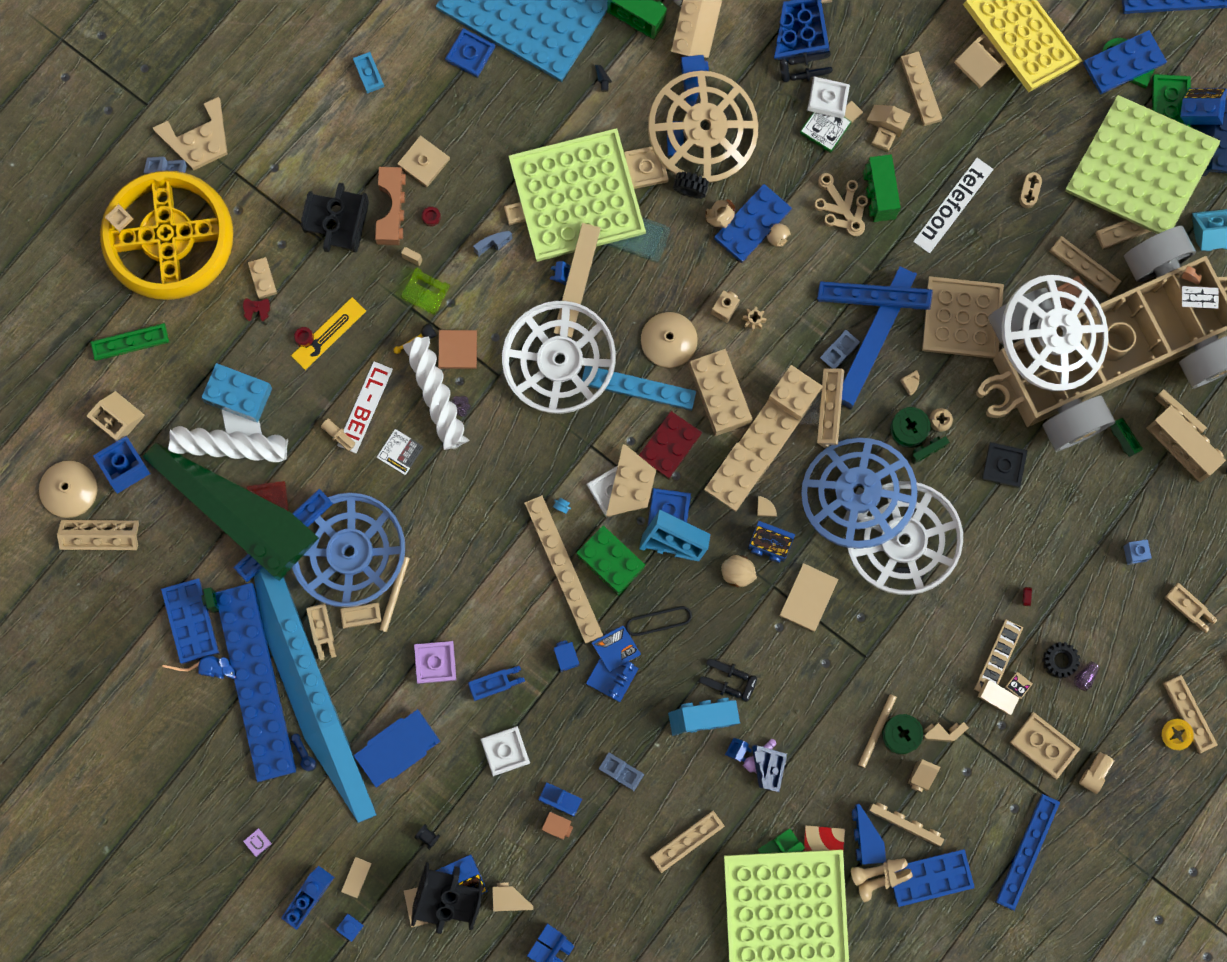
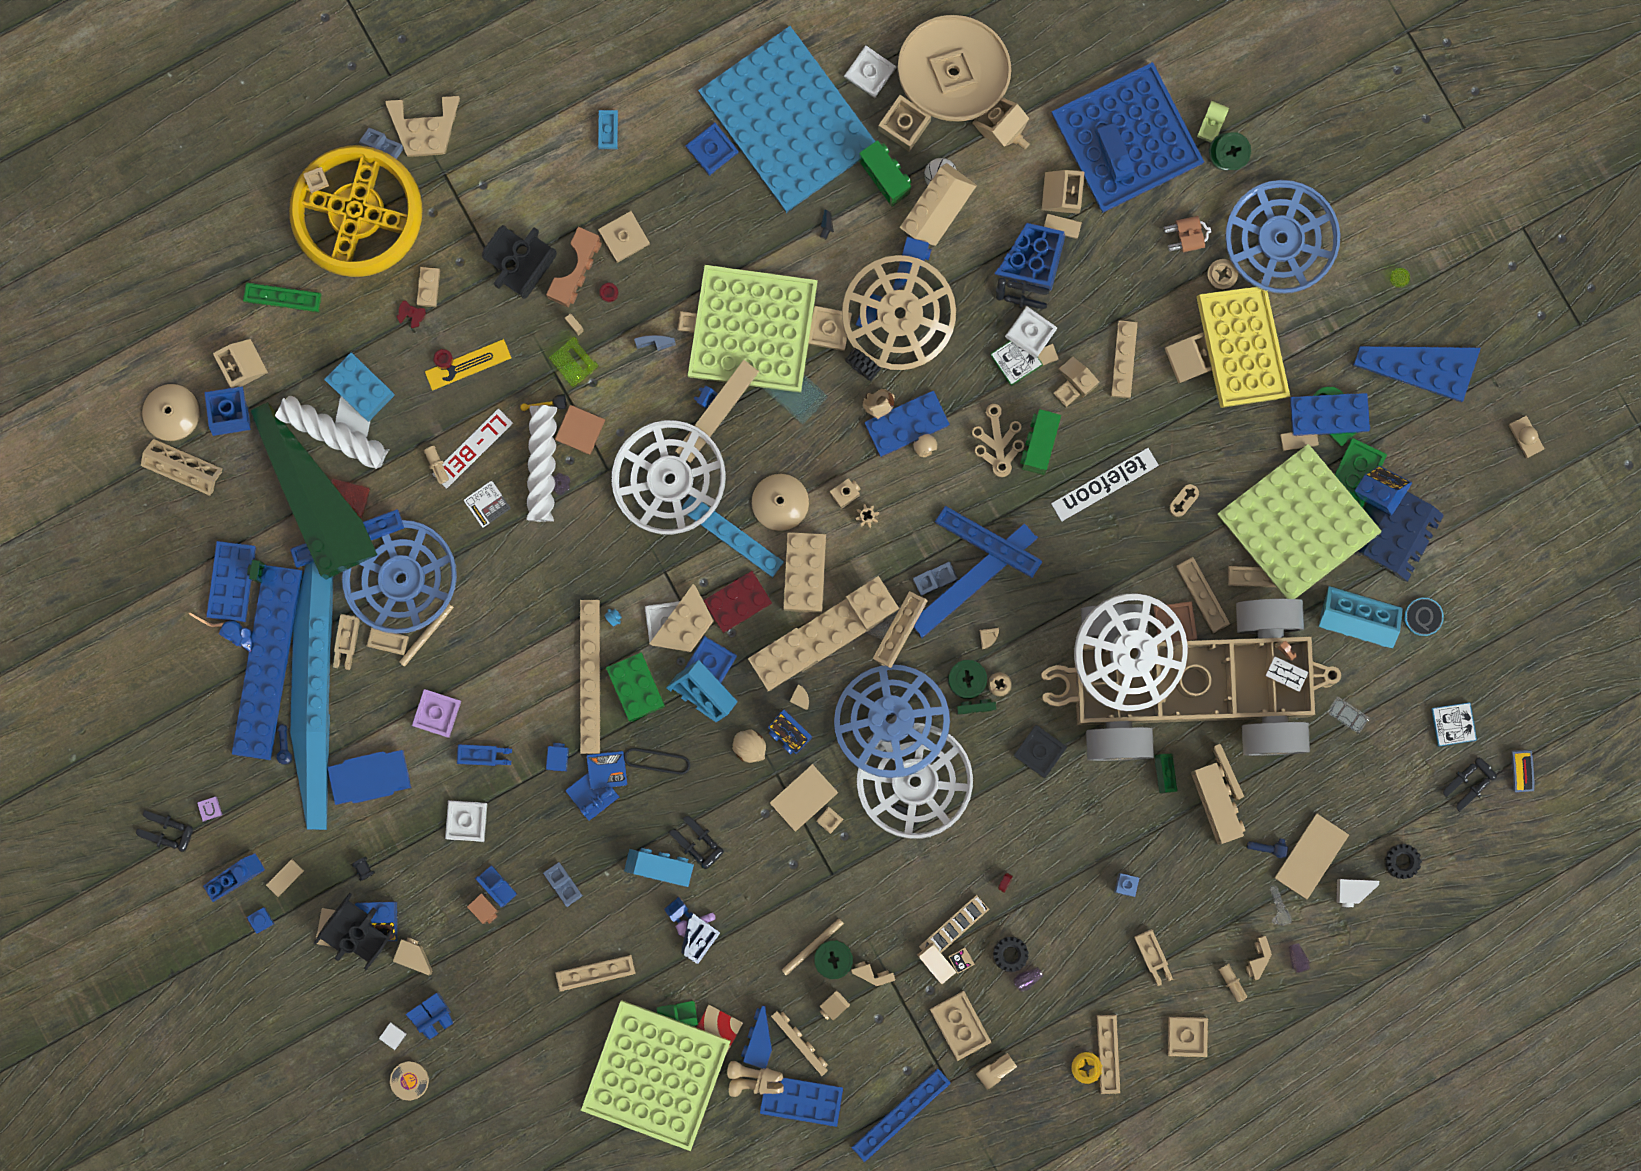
camera: 30 degrees right, 5 degrees up
(245, 879) = (185, 839): none -> black piece
(841, 608) = (829, 820): none -> tan tile
(960, 317) = (1060, 591): tan plate -> none
(1101, 101) = (1296, 442): none -> tan piece

